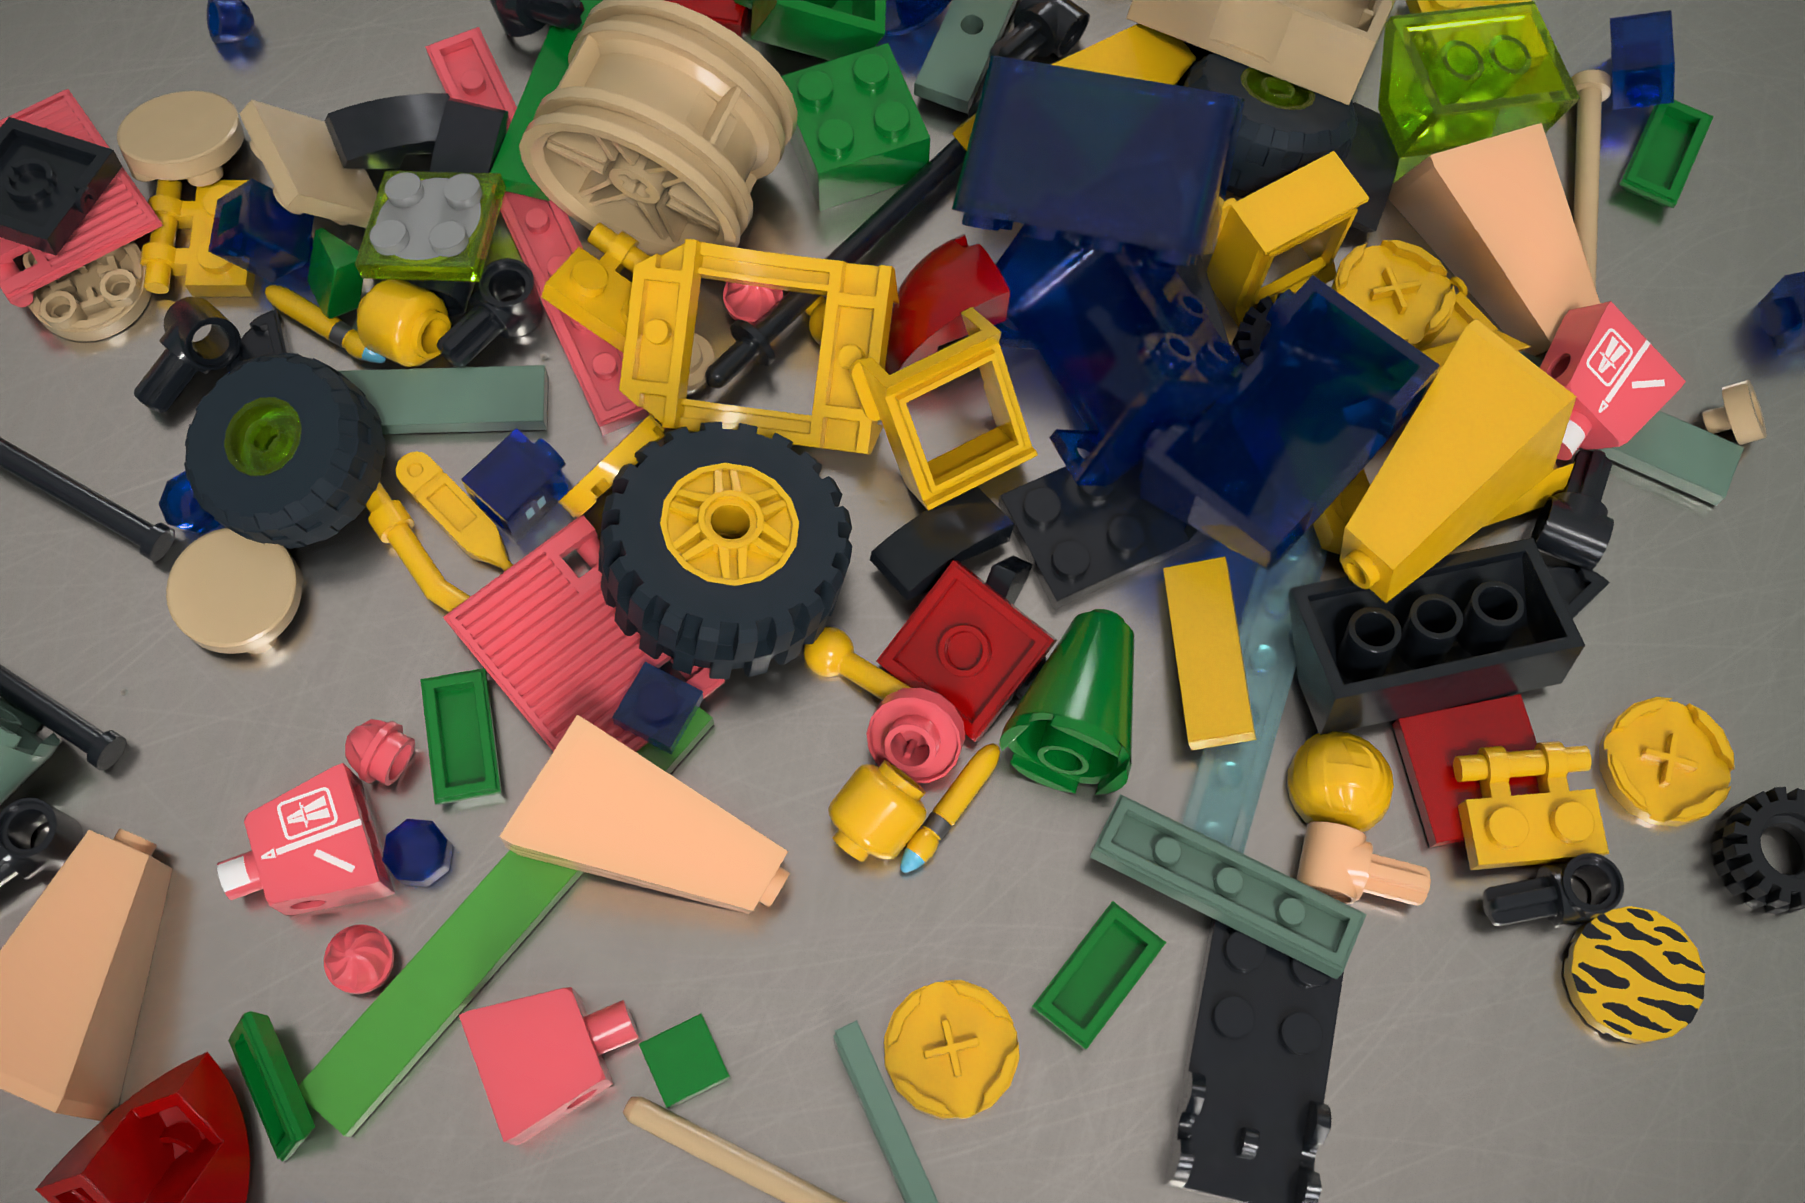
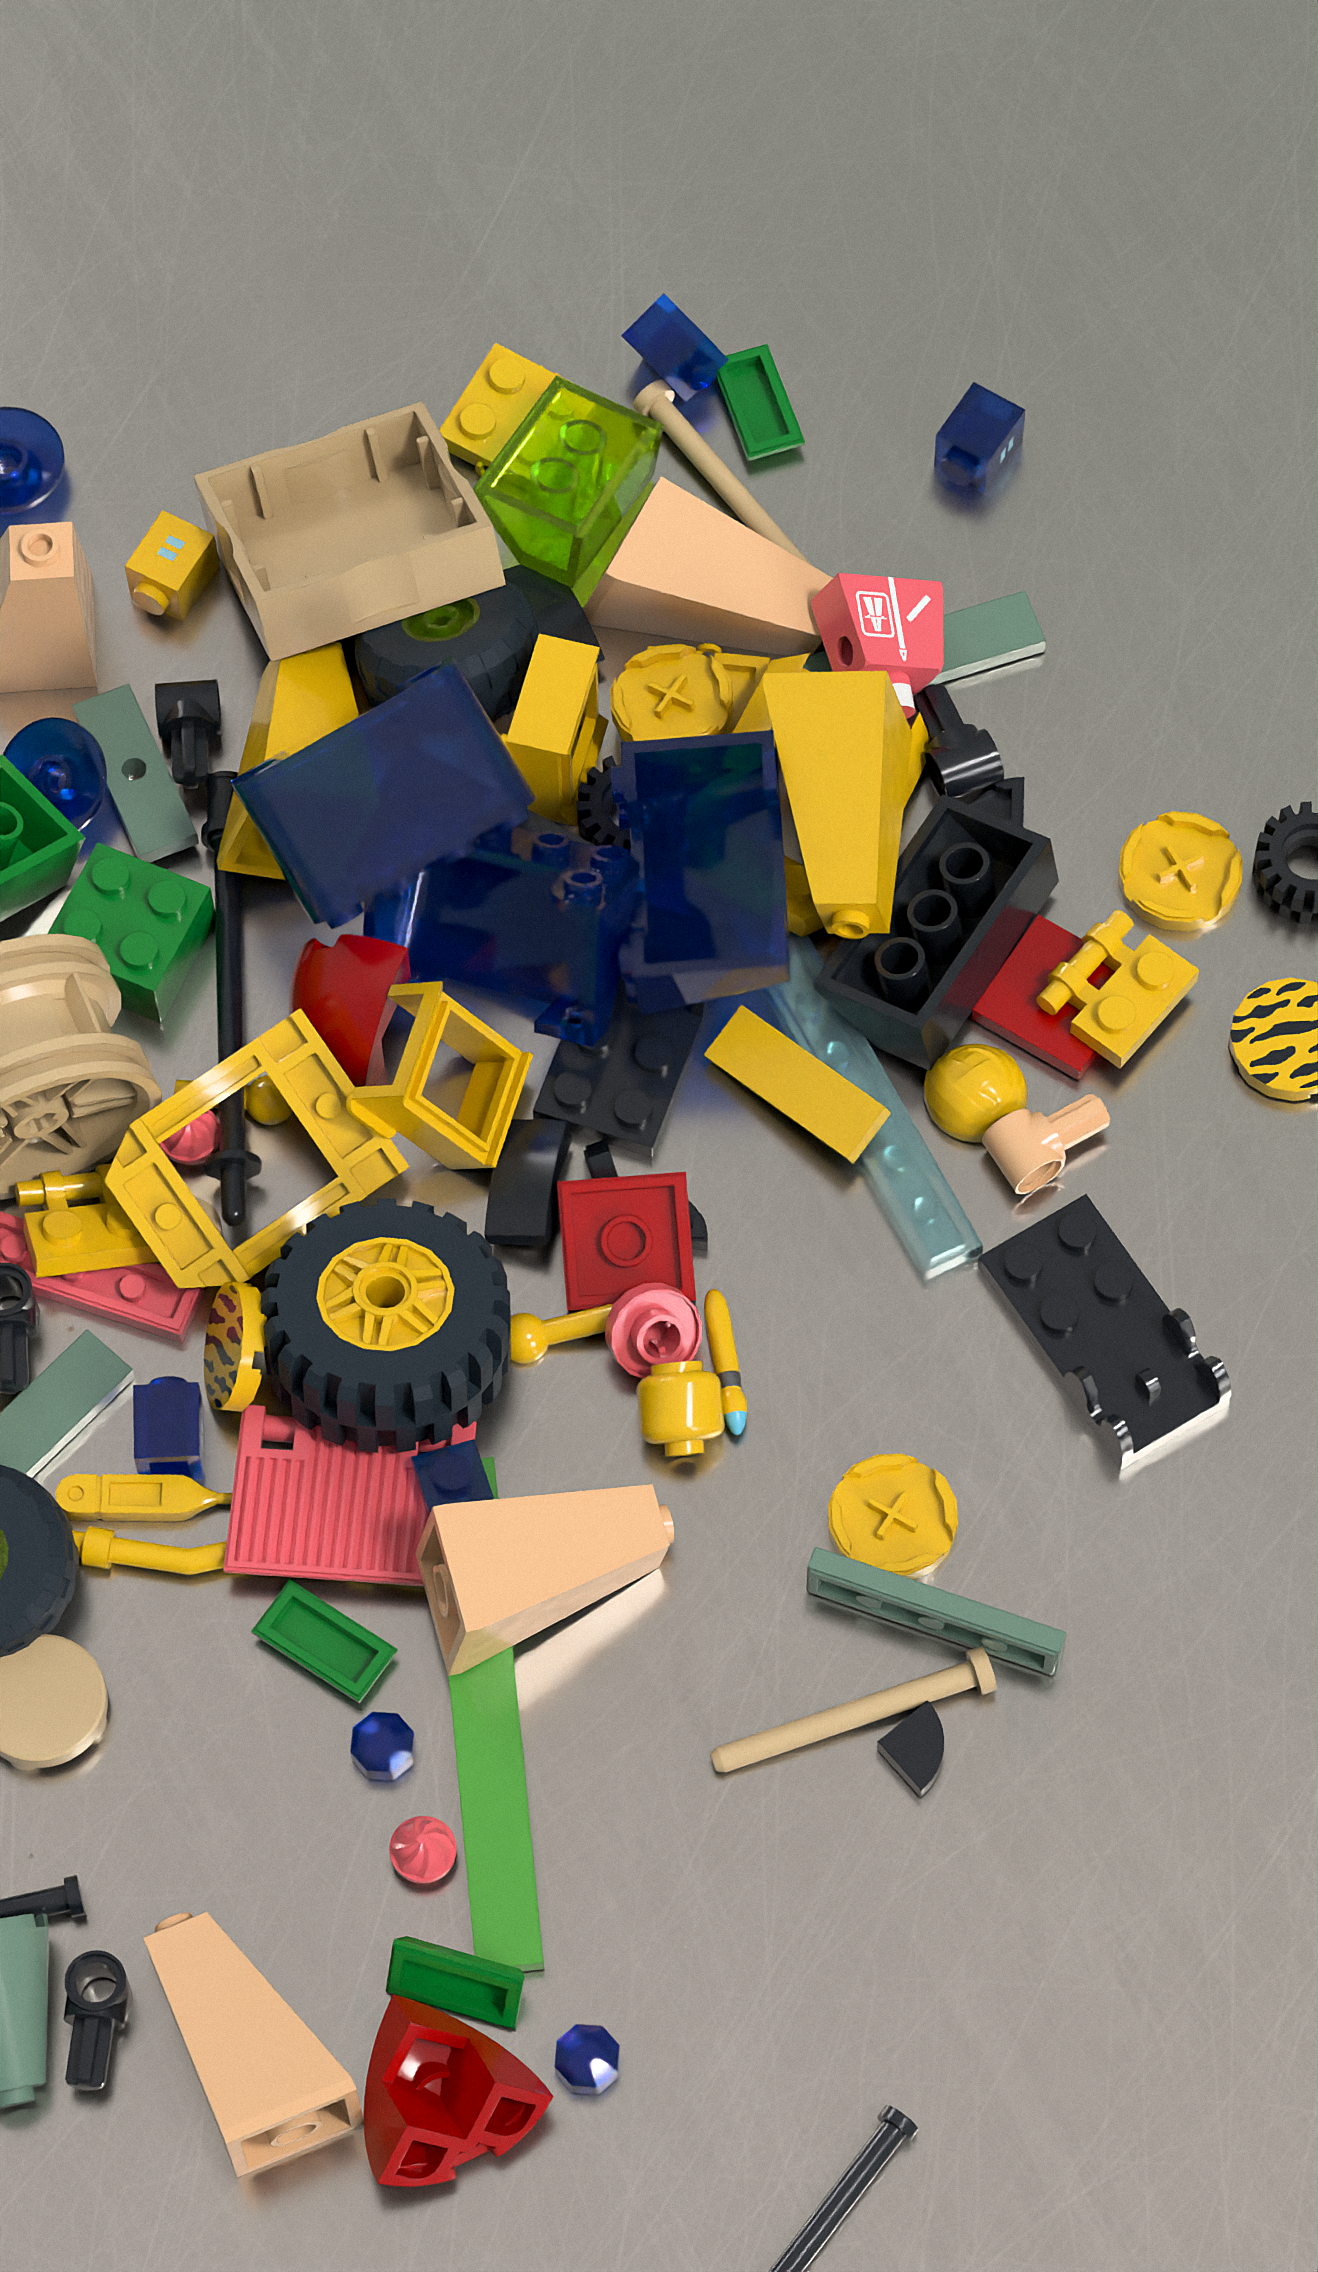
camera: 40 degrees left, 5 degrees down
(311, 848) = (310, 1809): coral torso -> none
(379, 751) = (276, 1705): coral plate -> none
(543, 1056) = (623, 1780): coral torso -> none
(684, 1061) = (721, 1697): green tile -> none
(1079, 709) = (750, 1206): green cone -> none
(1099, 975) = (942, 1373): green tile -> none
(1229, 886) = (969, 1230): sand green tile -> none
(1552, 893) = (1190, 1034): black axle -> none
(1739, 413) = (998, 568): tan tile -> none

